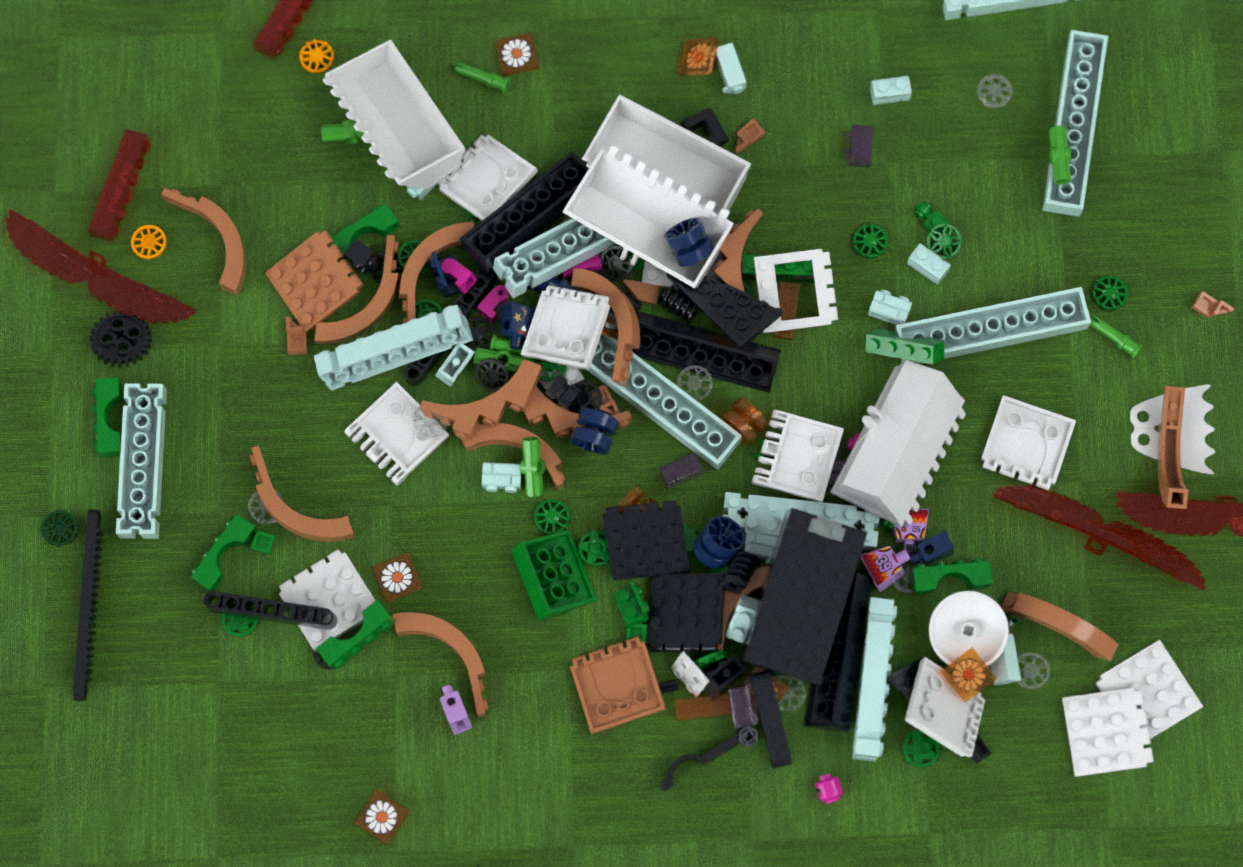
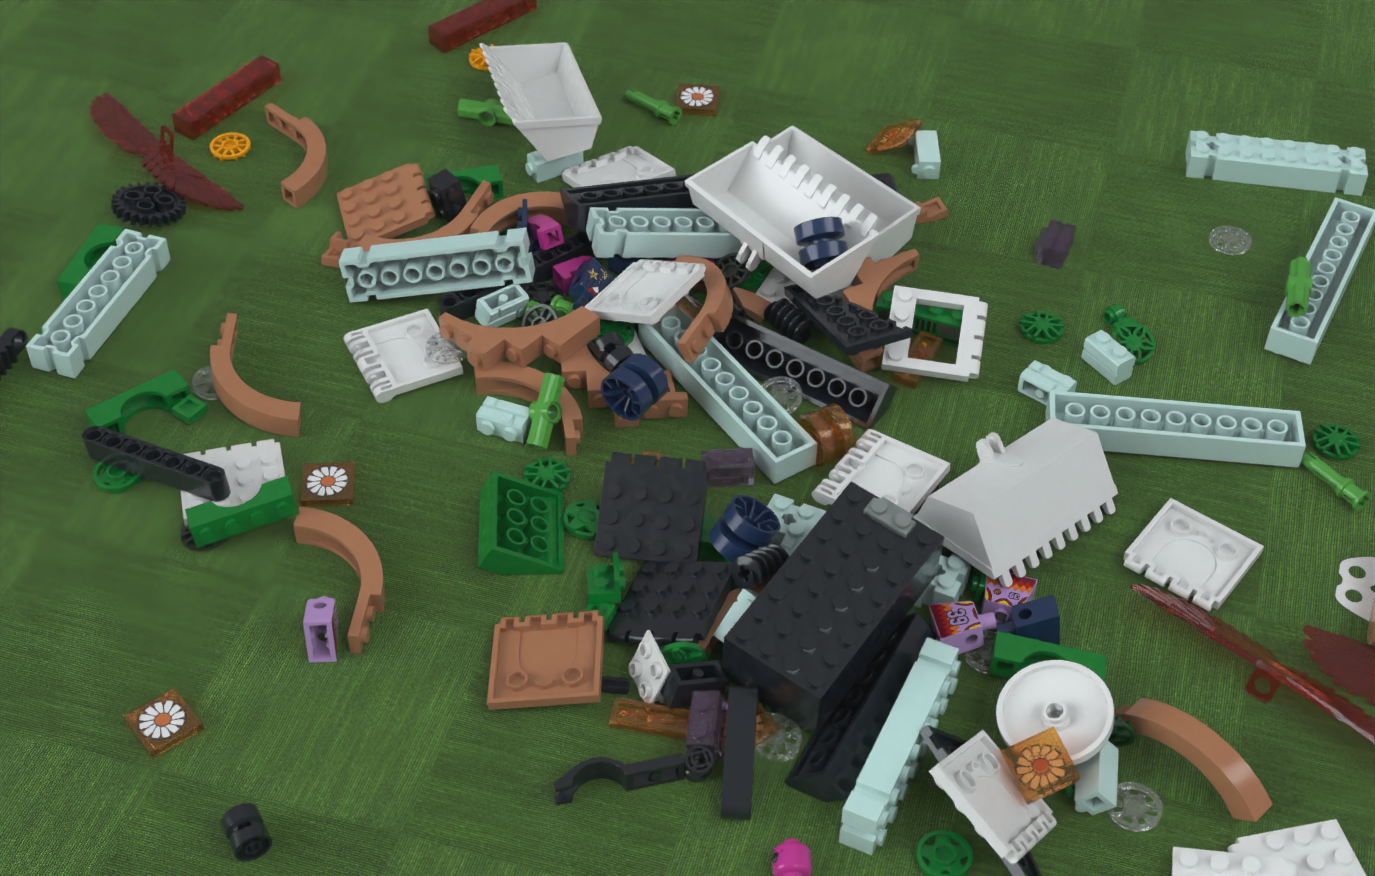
camera: 15 degrees right, 30 degrees down
(890, 90) = (1106, 207): light aqua brick -> none
(921, 350) = (1074, 408): arch -> none

